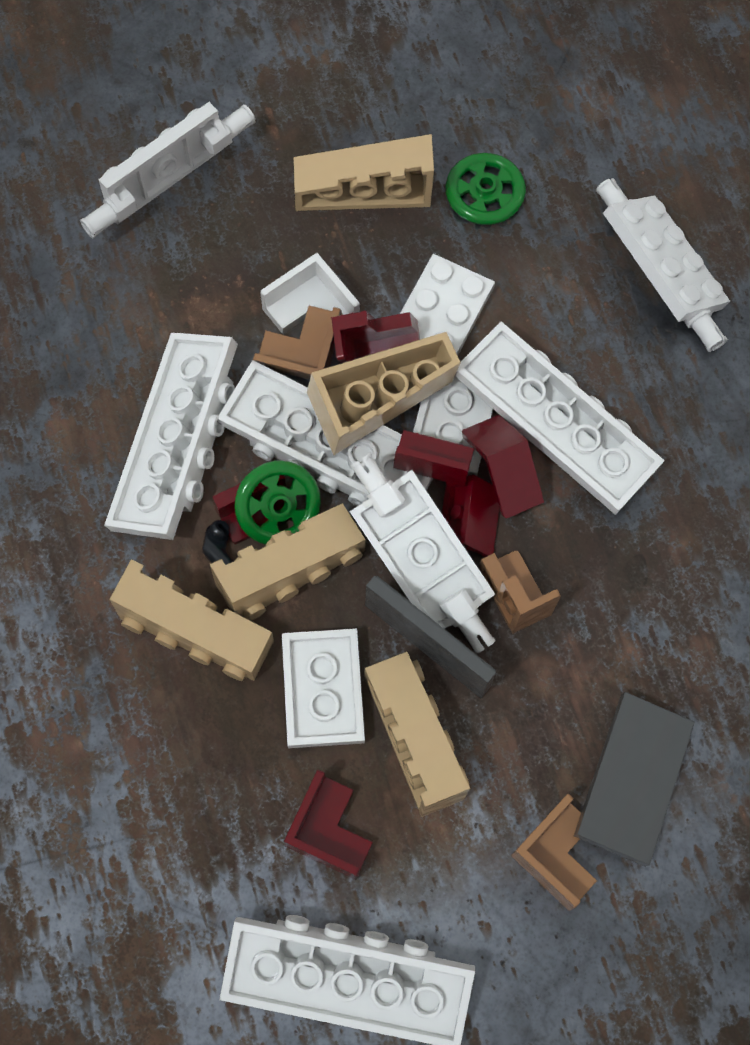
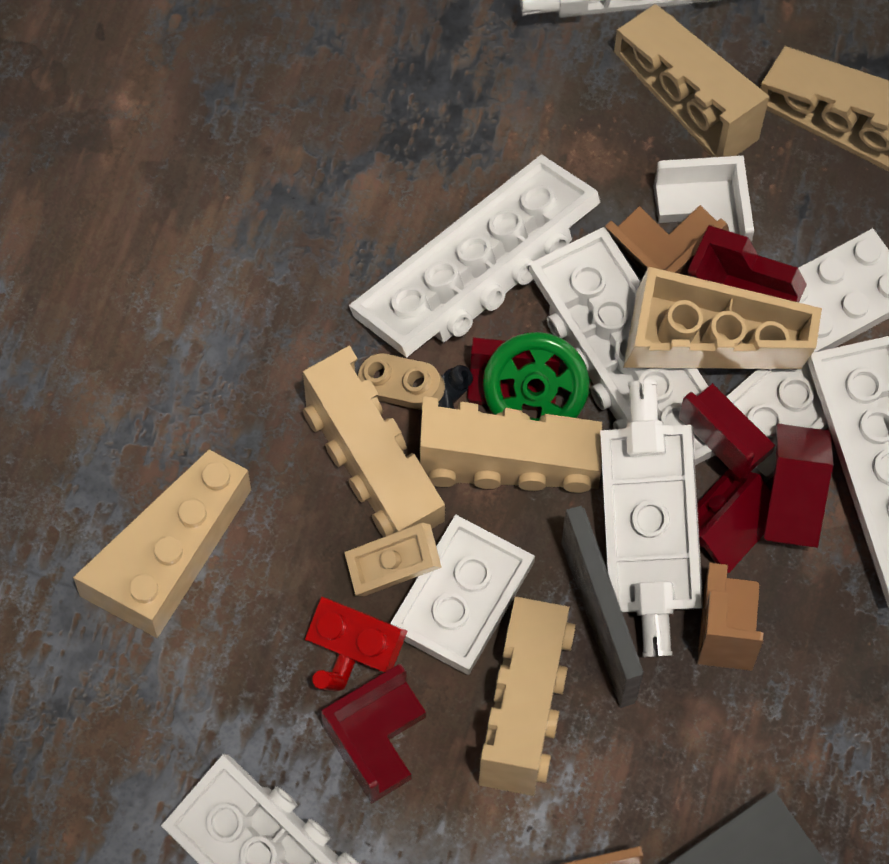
camera: 35 degrees right, 5 degrees down
(86, 795) = (164, 549): none -> tan wedge
(176, 558) = (398, 378): none -> tan plate
(245, 219) = (693, 82): none -> tan wedge
(259, 694) = (393, 559): none -> tan plate
(269, 769) = (355, 638): none -> red plate

